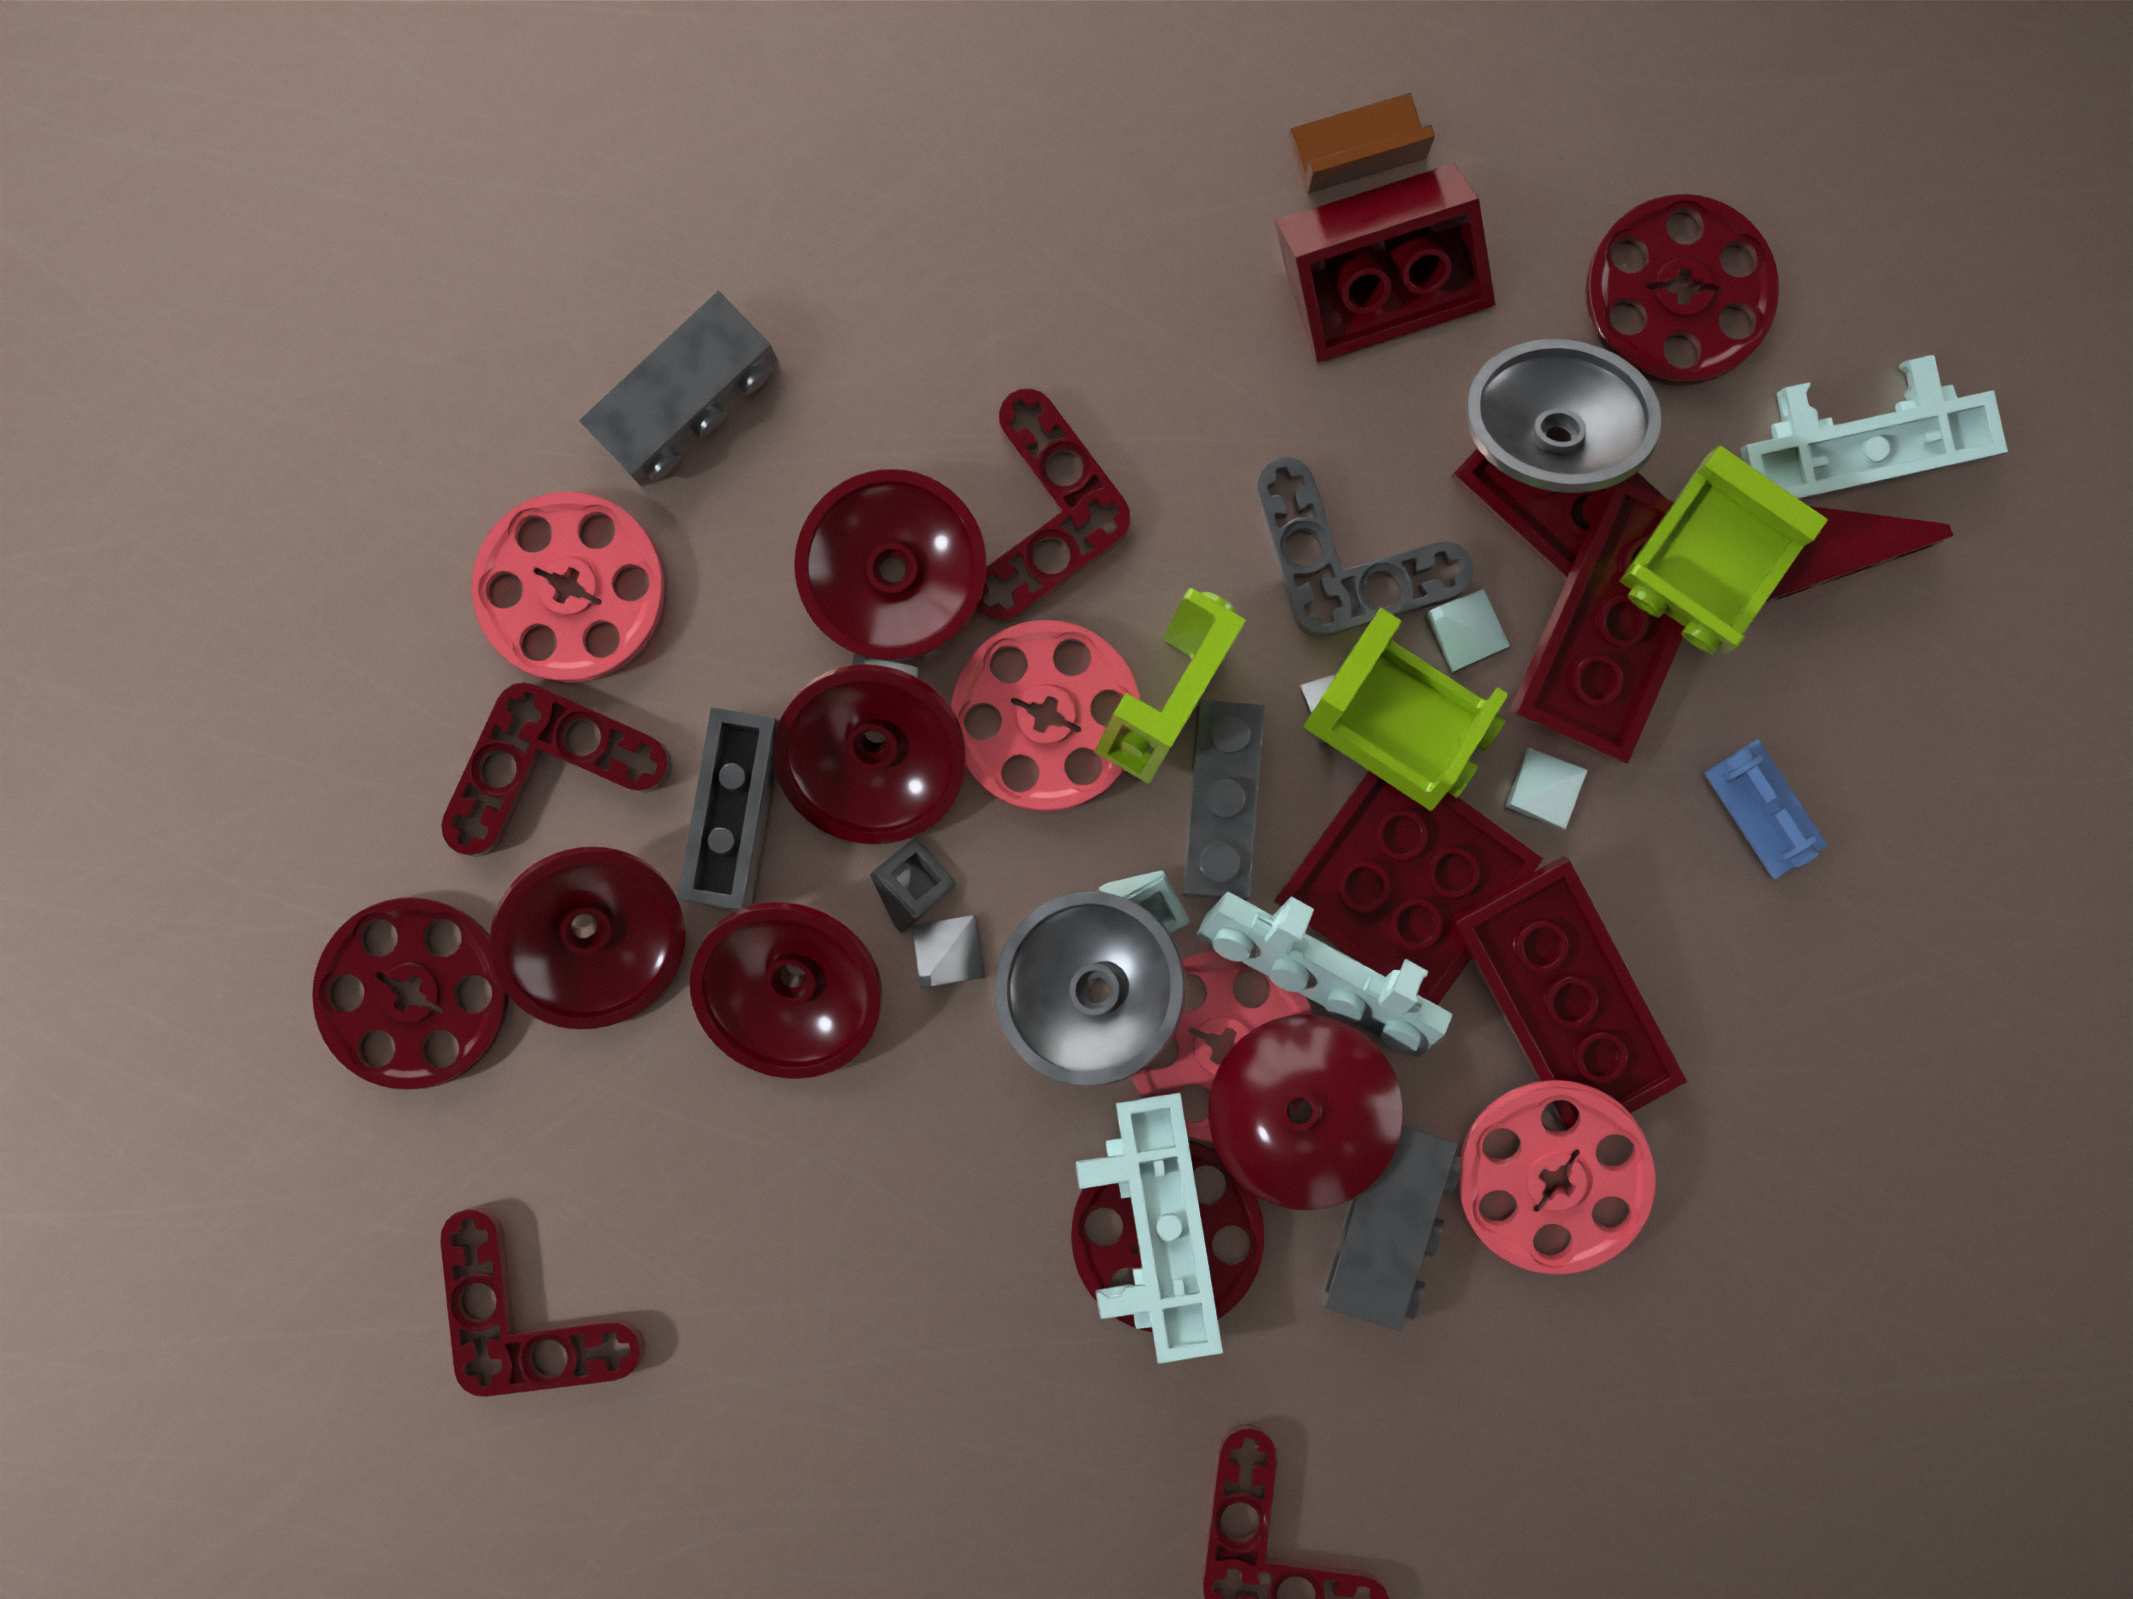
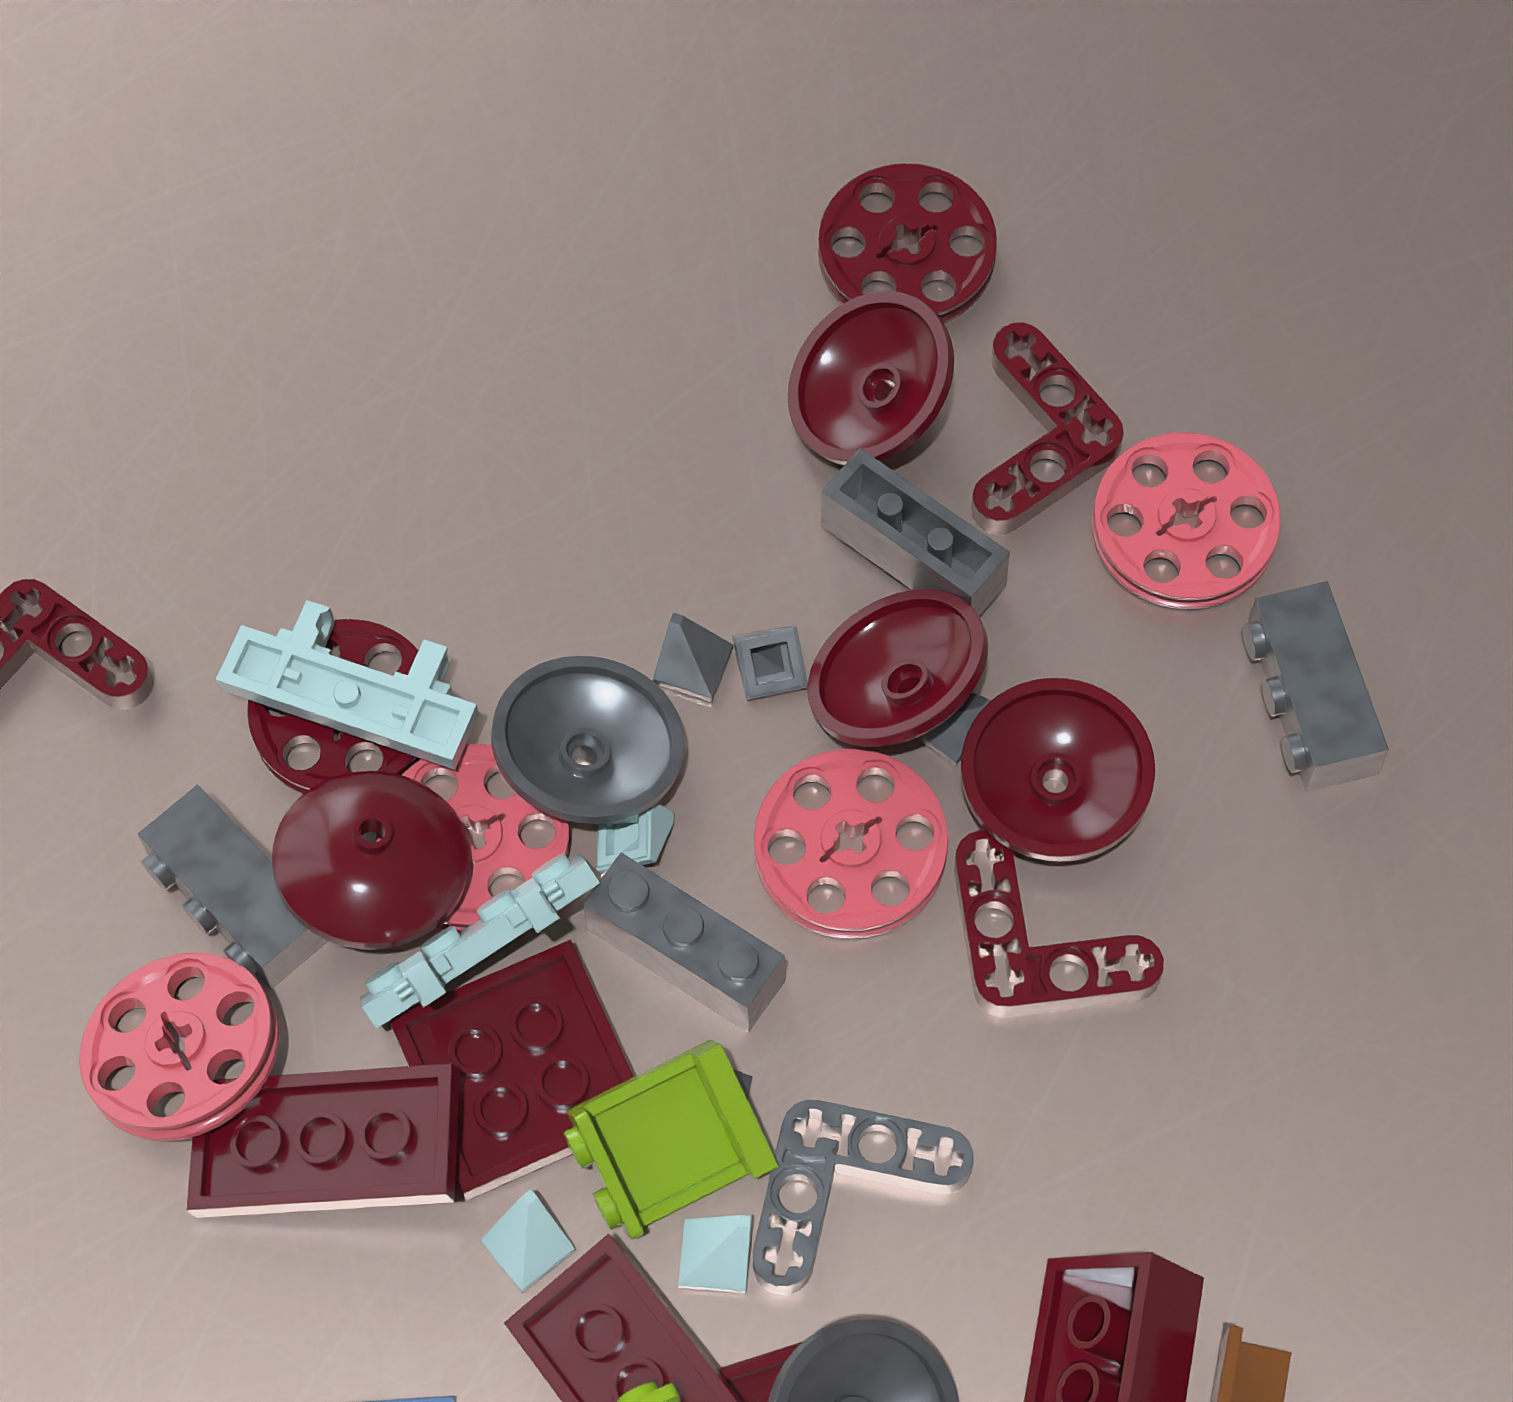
camera: 115 degrees right, 20 degrees down
(512, 1346) = (579, 185): dark red beam -> none
(782, 1019) = (735, 504): dark red dish -> none
(1141, 735) = (788, 930): lime panel -> none

